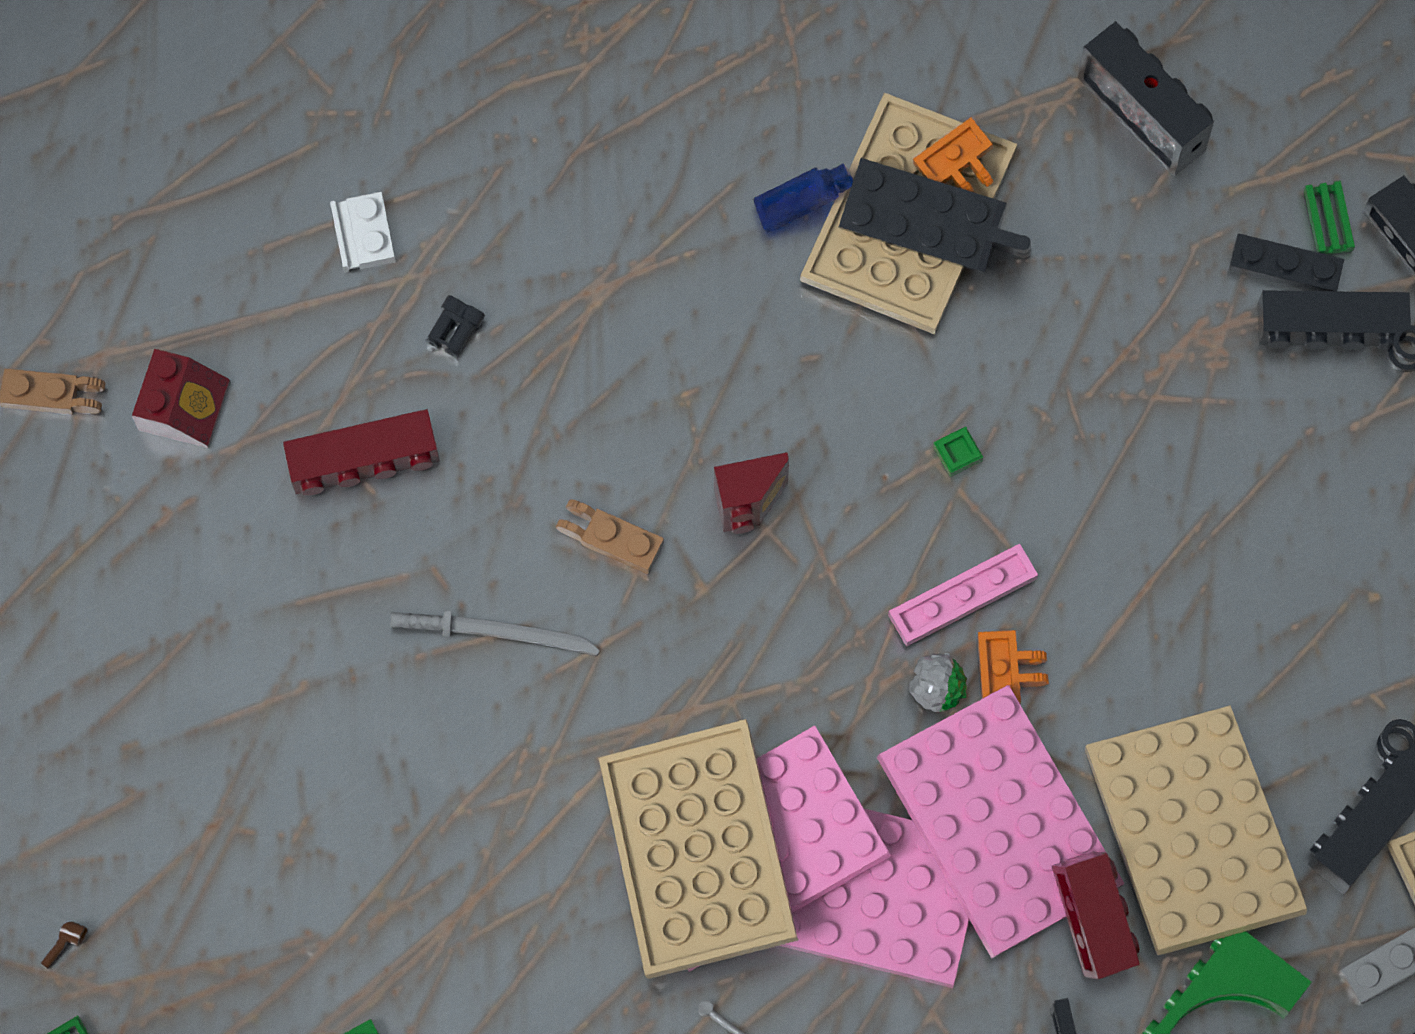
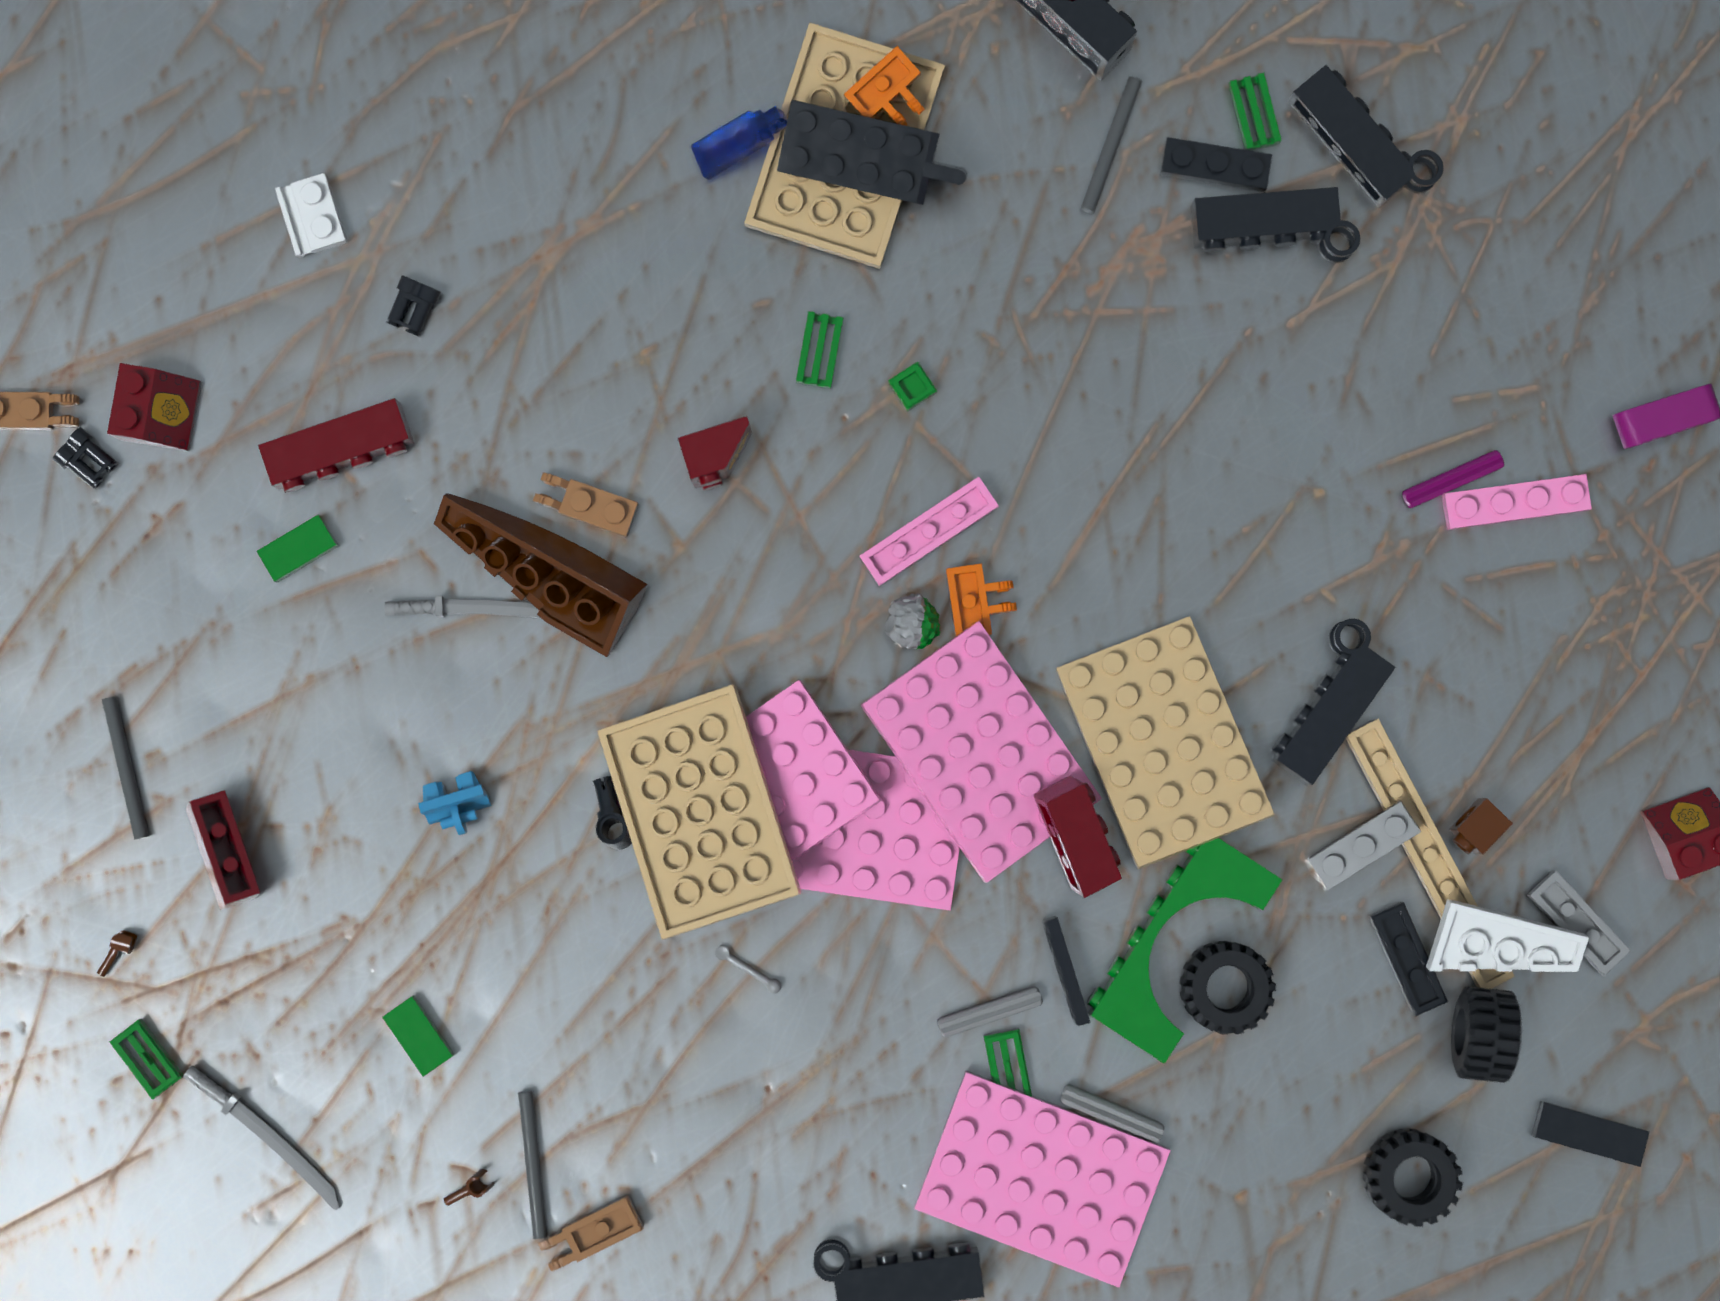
camera: 10 degrees left, 15 degrees up
(93, 434) = (78, 446): none -> black piece
(100, 756) = (125, 768): none -> dark grey bar
(192, 844) = (222, 850): none -> dark red brick
(307, 552) = (297, 548): none -> green tile
(441, 823) = (457, 807): none -> dark azure hips
(571, 603) = (559, 578): none -> reddish brown wedge
(602, 850) = (610, 814): none -> black pin
(872, 378) = (824, 319): none -> green tile
(1180, 237) = (1111, 145): none -> dark grey bar

